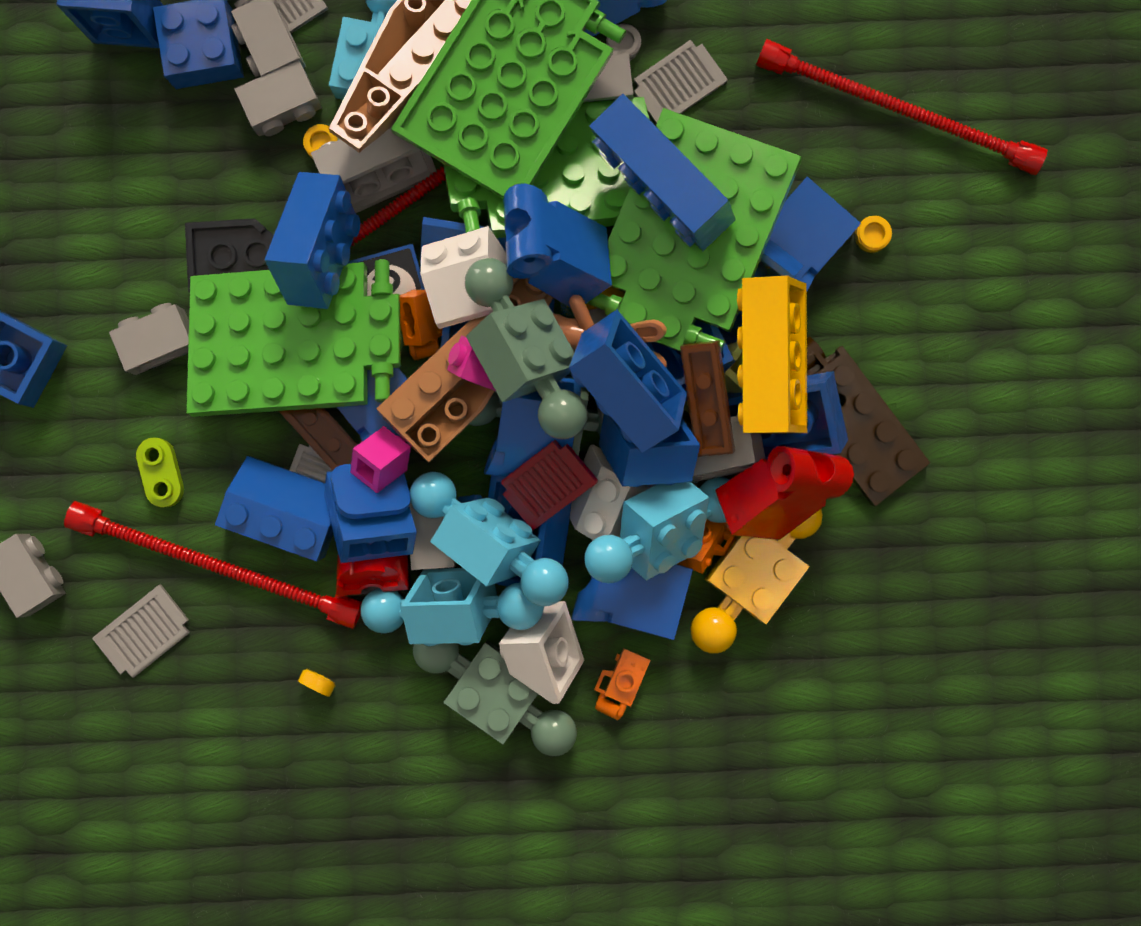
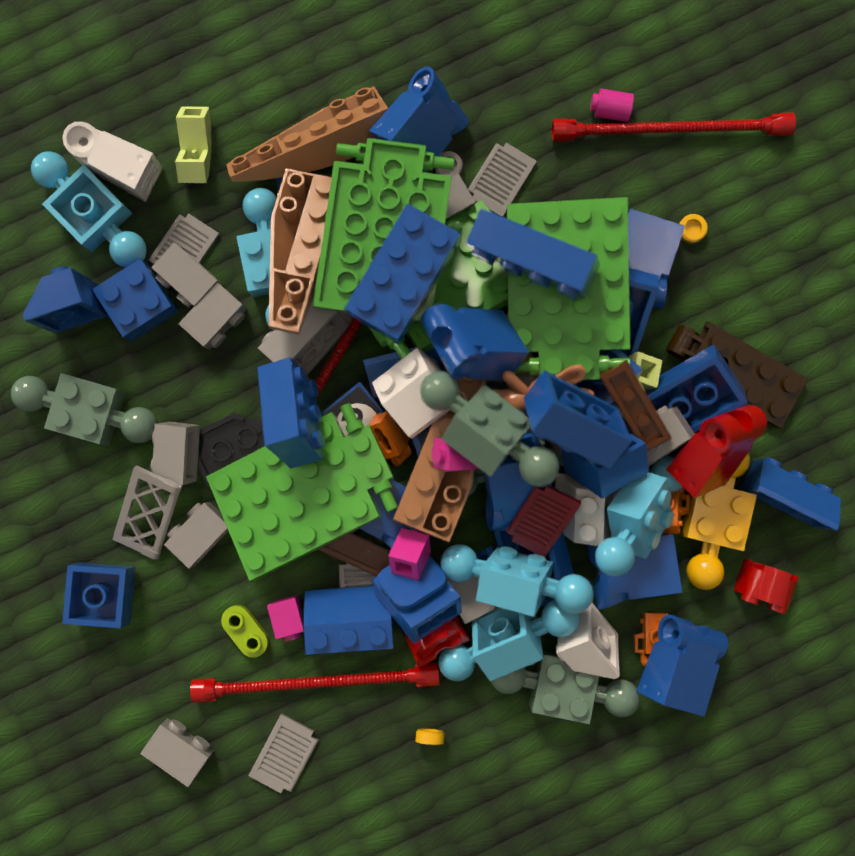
camera: 20 degrees left, 0 degrees up
(86, 141) = (84, 409): none -> sand green brick
(129, 257) = (155, 483): none -> light grey window
(167, 234) = (176, 451): none -> light grey brick
(212, 476) = (287, 618): none -> dark pink brick
(316, 137) = (255, 333): yellow tile -> none
(507, 134) = (403, 273): none -> blue brick
(640, 724) = (683, 665): none -> blue piece
(773, 355) = (672, 355): yellow brick -> none
(779, 678) = (766, 584): none -> red cylinder
(841, 51) = (612, 105): none -> dark pink brick
(853, 585) = (793, 494): none -> blue slope

